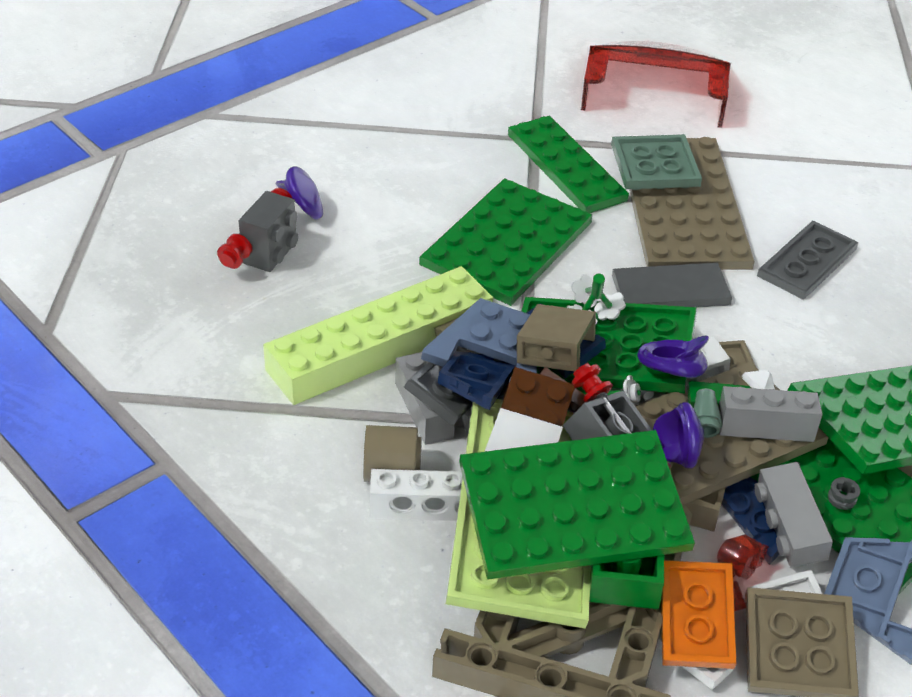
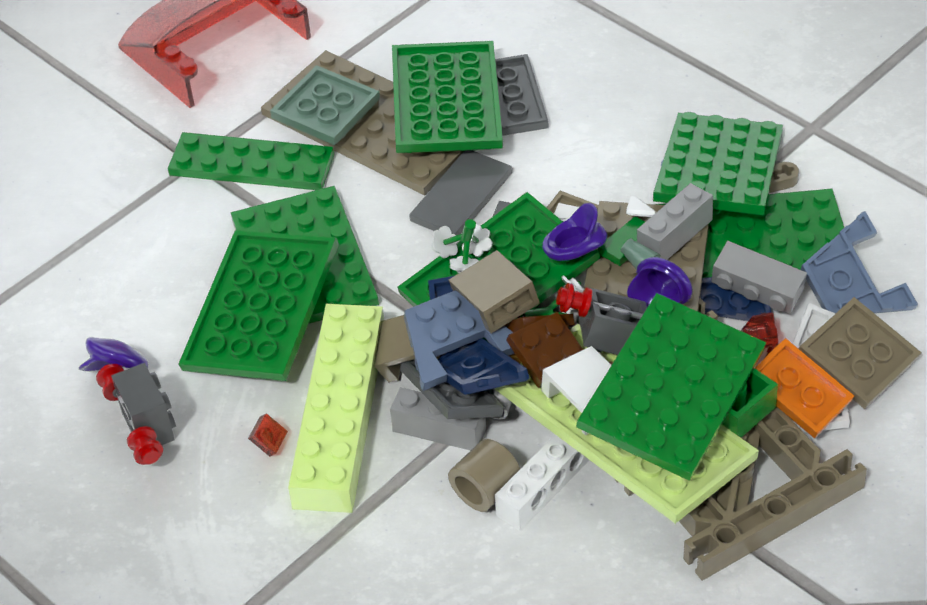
camera: 45 degrees left, 5 degrees up
(314, 310) = (267, 435): none -> clear red plate
(427, 236) = (259, 305): none -> green plate
(746, 218) = (446, 97): none -> green plate
(843, 485) = (764, 231): dark grey bush -> none

